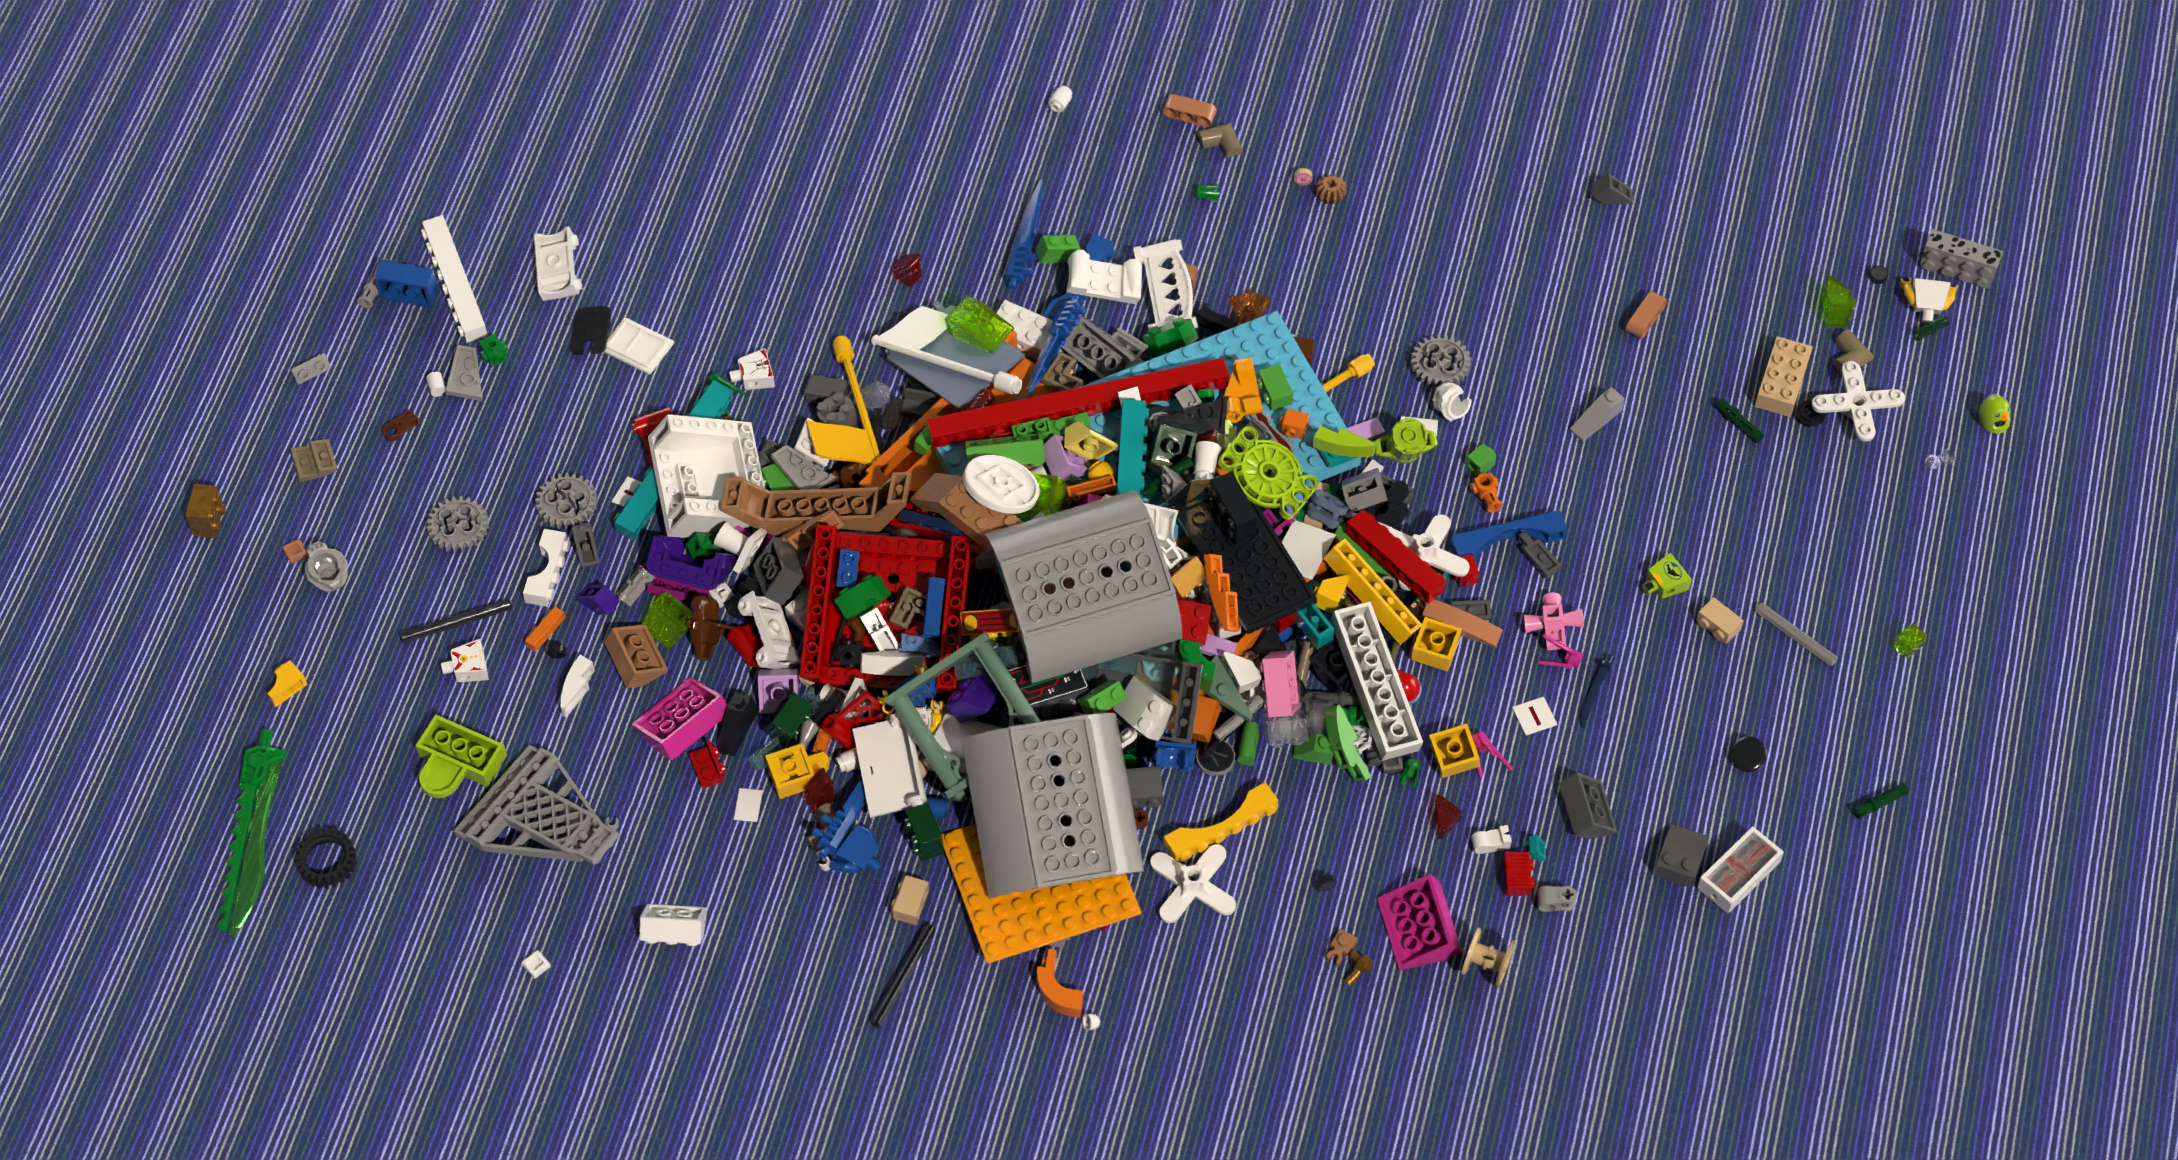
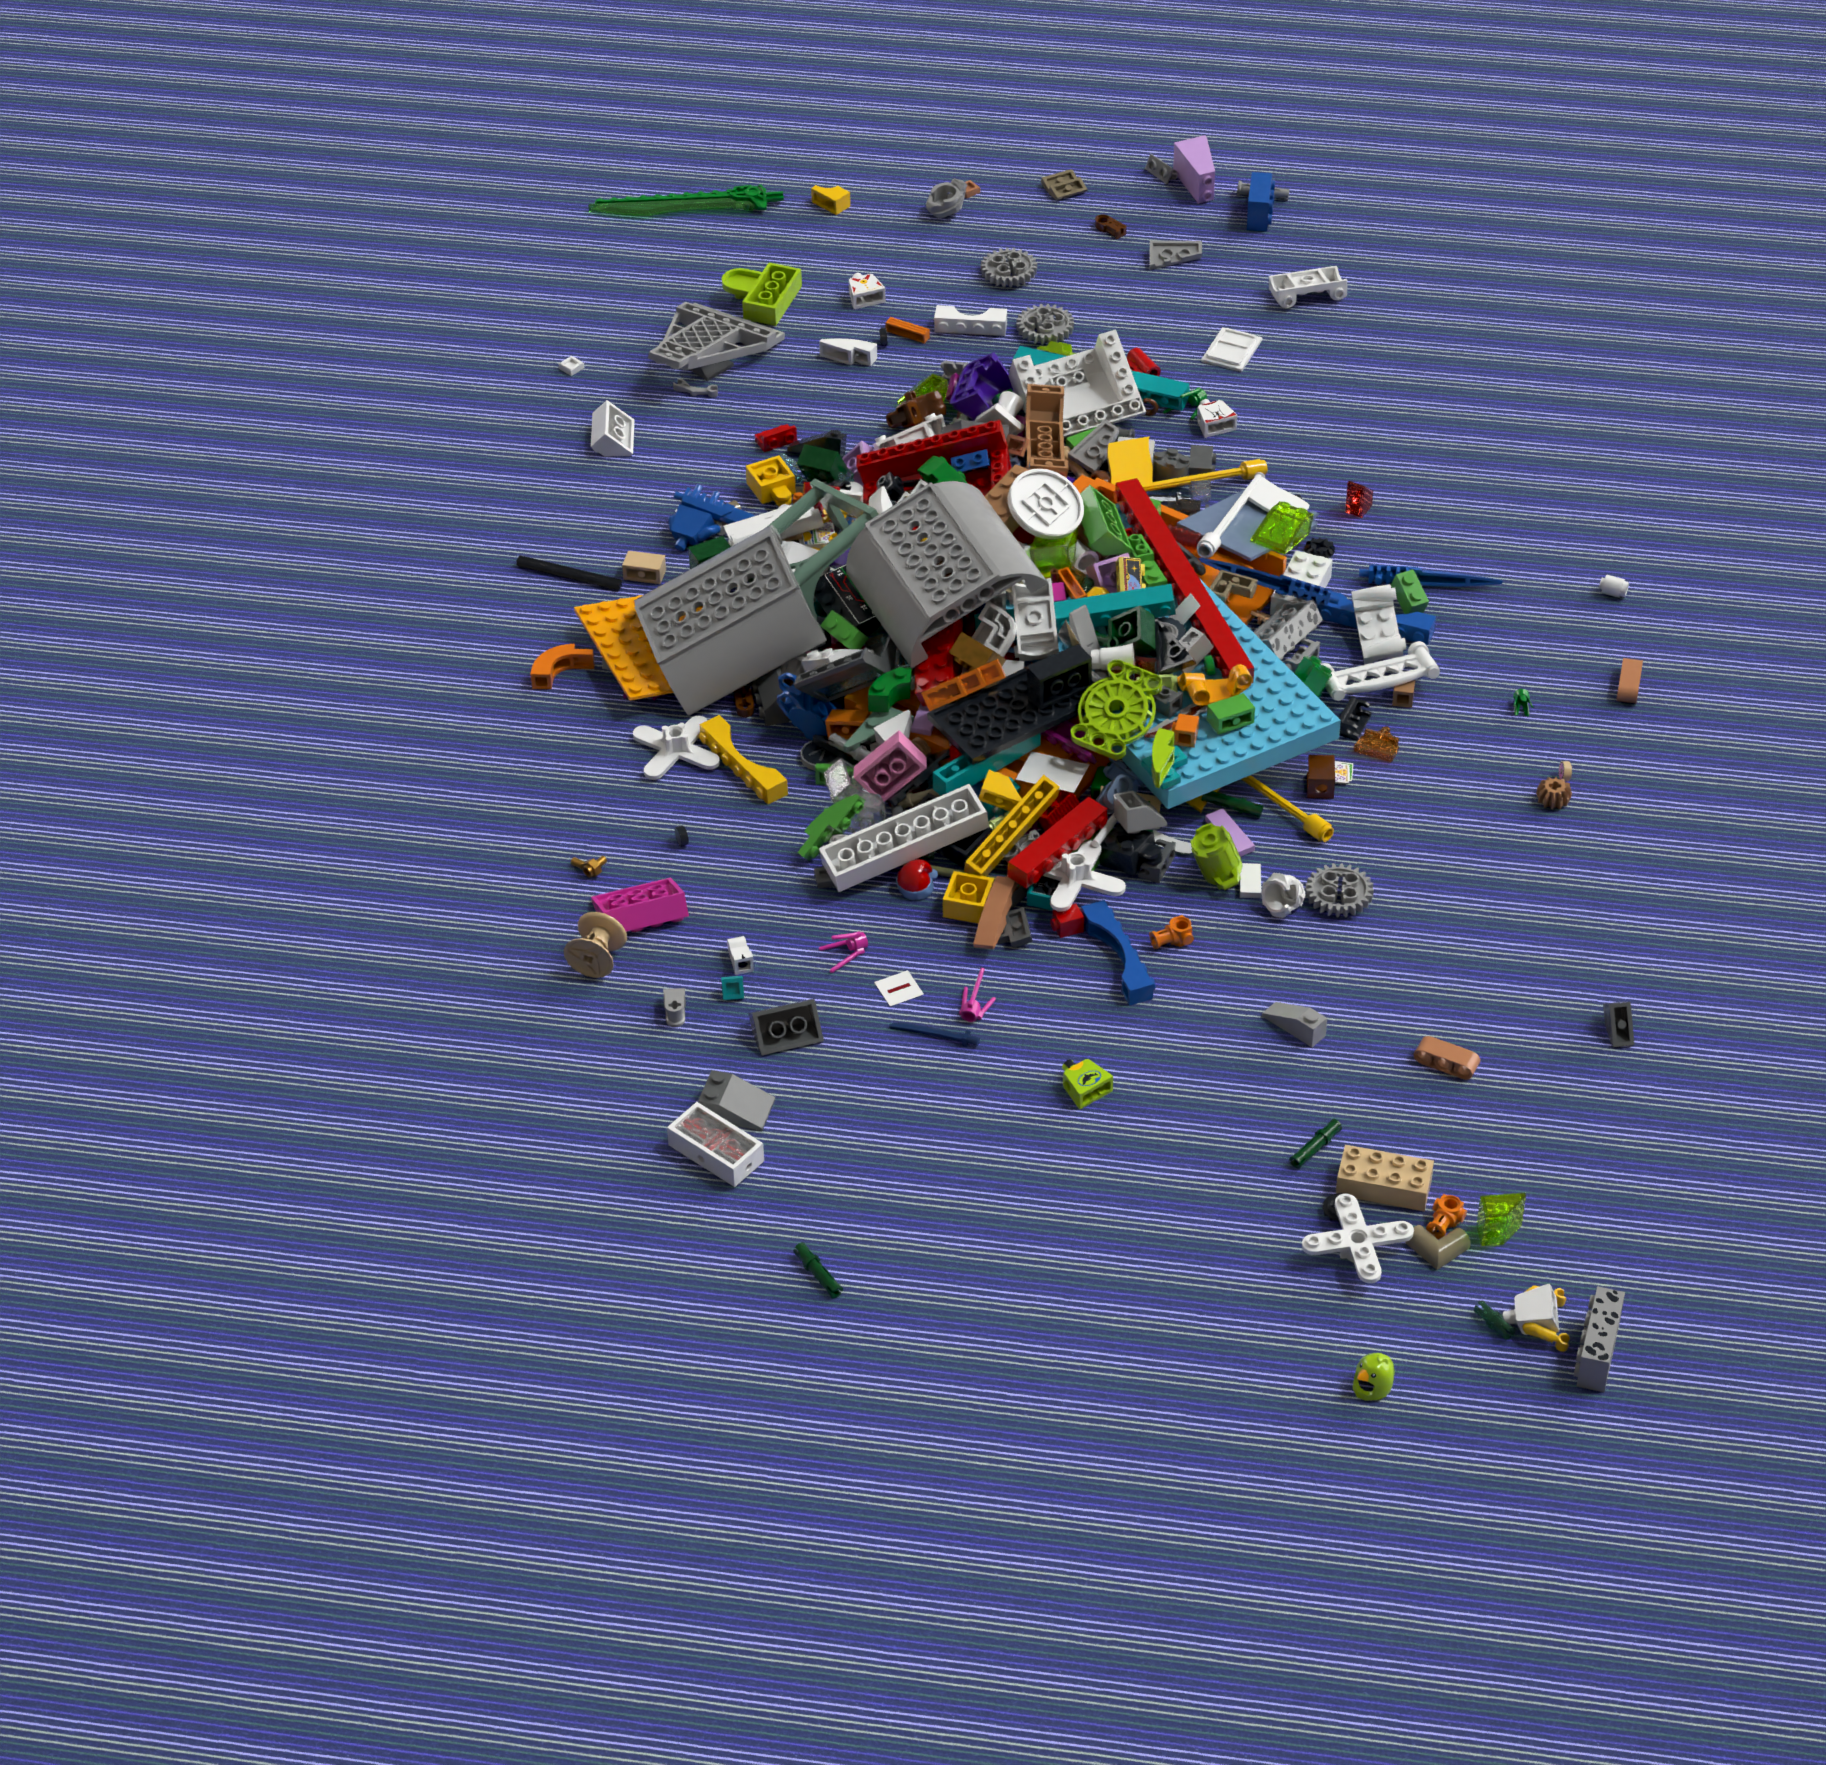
camera: 85 degrees right, 15 degrees down
(205, 511) = (992, 128): pearl gold brick -> none
(320, 838) = (663, 253): black tyre -> none
(334, 330) = (1195, 167): none -> lavender slope
(436, 384) = (1158, 235): white piece -> none
(454, 278) = (1277, 232): white brick -> none
(455, 621) = (909, 281): black axle -> none
(493, 350) = (1200, 261): green brick -> none
(585, 544) = (1000, 338): dark grey slope -> none
(591, 325) = (1240, 318): black piece -> none
(598, 599) = (939, 352): dark purple slope -> none
(620, 492) = (1058, 348): none -> lime piece
(635, 655) = (882, 377): medium nougat slope -> none
(681, 718) = (819, 413): dark pink slope -> none
(748, 805) = (736, 467): white sticker -> none
(819, 790) = (753, 499): clear red slope -> none
(1090, 1021) = (524, 691): white hinge -> none
(1221, 135) = (1601, 709): dark tan brick -> none
(1341, 945) = (615, 856): medium nougat plate -> none
(1411, 770) = (818, 891): green piece -> none
(1446, 814) = (764, 917): clear red slope -> none
(1454, 750) = (839, 915): yellow brick -> none
(1481, 460) = (1213, 926): bright green brick -> none
(1518, 873) = (701, 973): red brick -> none
(1539, 555) = (1098, 978): dark grey hinge -> none
(1553, 620) = (1011, 989): bright pink brick -> none
(1719, 620) = (1035, 1127): tan brick -> none
(1749, 754) = (865, 1156): black piece -> none
(1796, 634) = (1030, 1198): light grey axle -> none
(1823, 341) = (1447, 1214): none -> orange connector
(1878, 274) = (1565, 1272): tile -> none
(1910, 640) = (1030, 1291): clear neon green brick -> none
(1934, 461) = (1295, 1321): clear arm -> none

